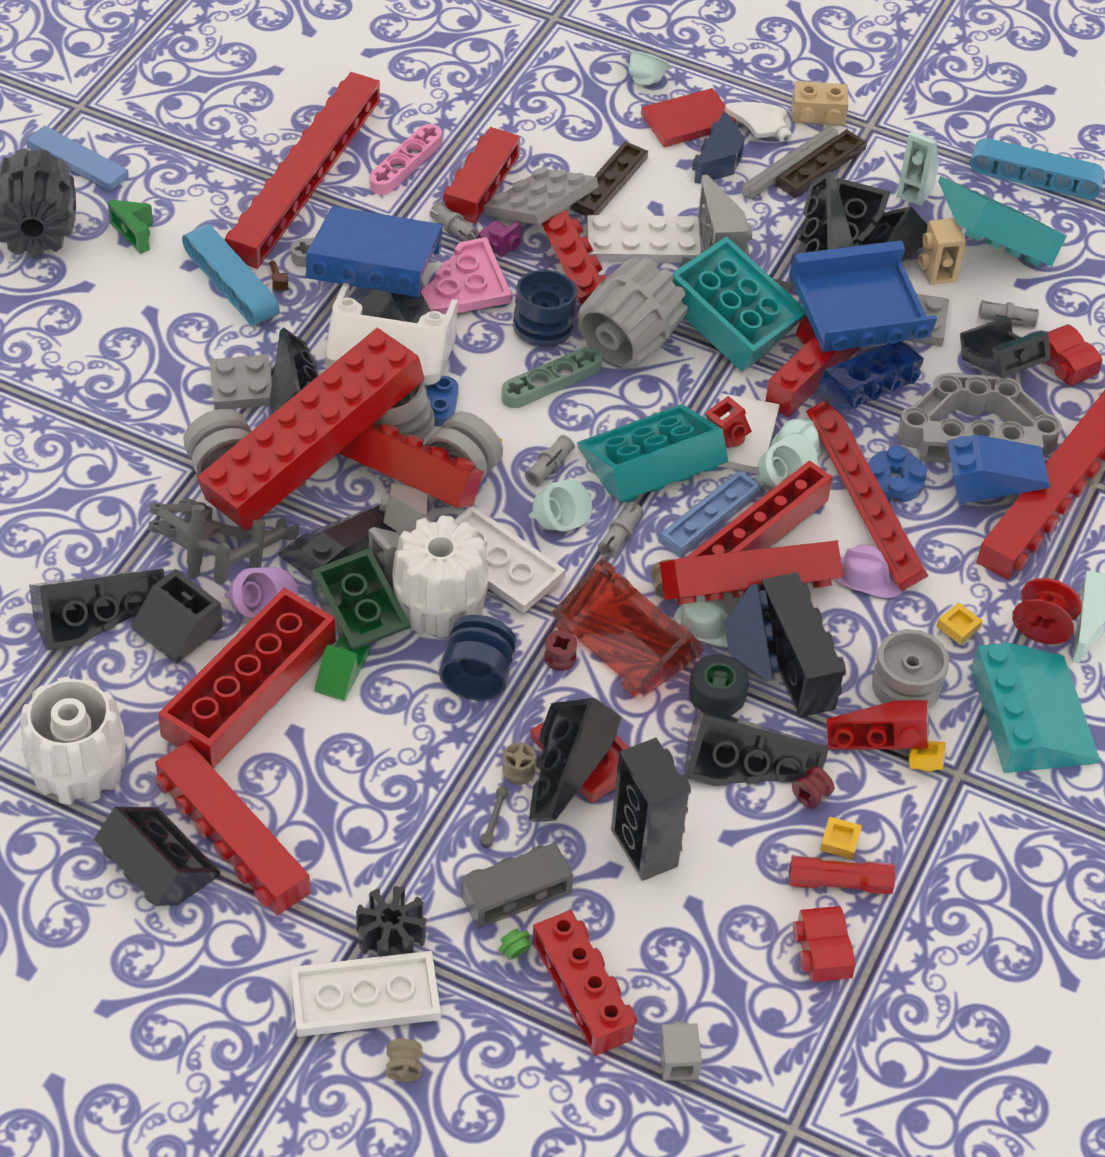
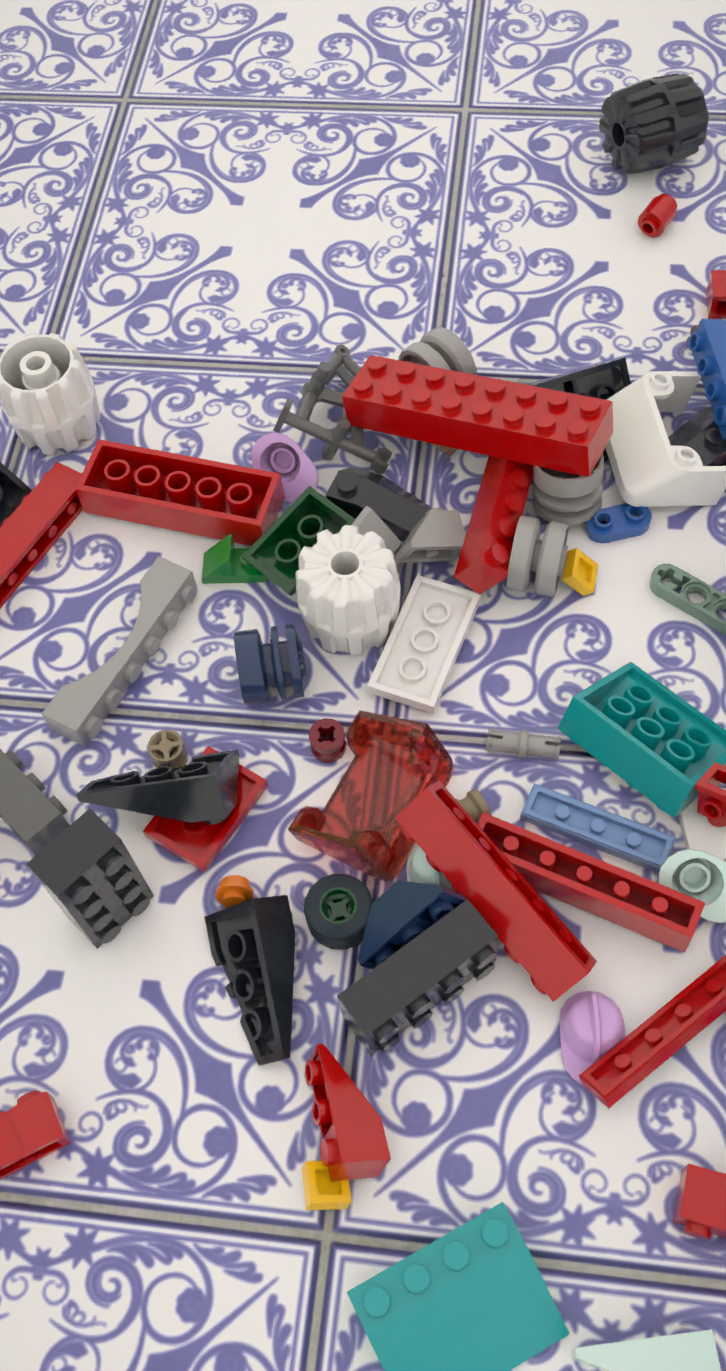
camera: 80 degrees right, 10 degrees up
(81, 608) = (220, 352): black wedge -> none
(126, 249) = (657, 215): none -> red brick
(132, 222) = (696, 204): green slope -> none
(177, 616) = (234, 419): black slope -> none
(230, 275) = (675, 298): dark azure beam -> none
(241, 382) = (547, 355): light grey plate -> none
(356, 727) = (84, 704): none -> light grey arch
(487, 838) = (75, 758): dark grey hinge -> none
(549, 460) = (562, 639): light grey pin -> none
(562, 506) = (519, 676): light aqua piece -> none
(676, 746) = (234, 890): none -> orange plate
(813, 787) = (231, 1059): dark red wheel -> none
(840, 838) = (173, 1112): yellow plate -> none
(867, 876) = (126, 1158): red axle -> none
(910, 667) = (433, 1151): light grey wheel -> none
(959, 623) = (556, 1172): yellow plate -> none
(1047, 611) = (611, 1287): red piece -> none

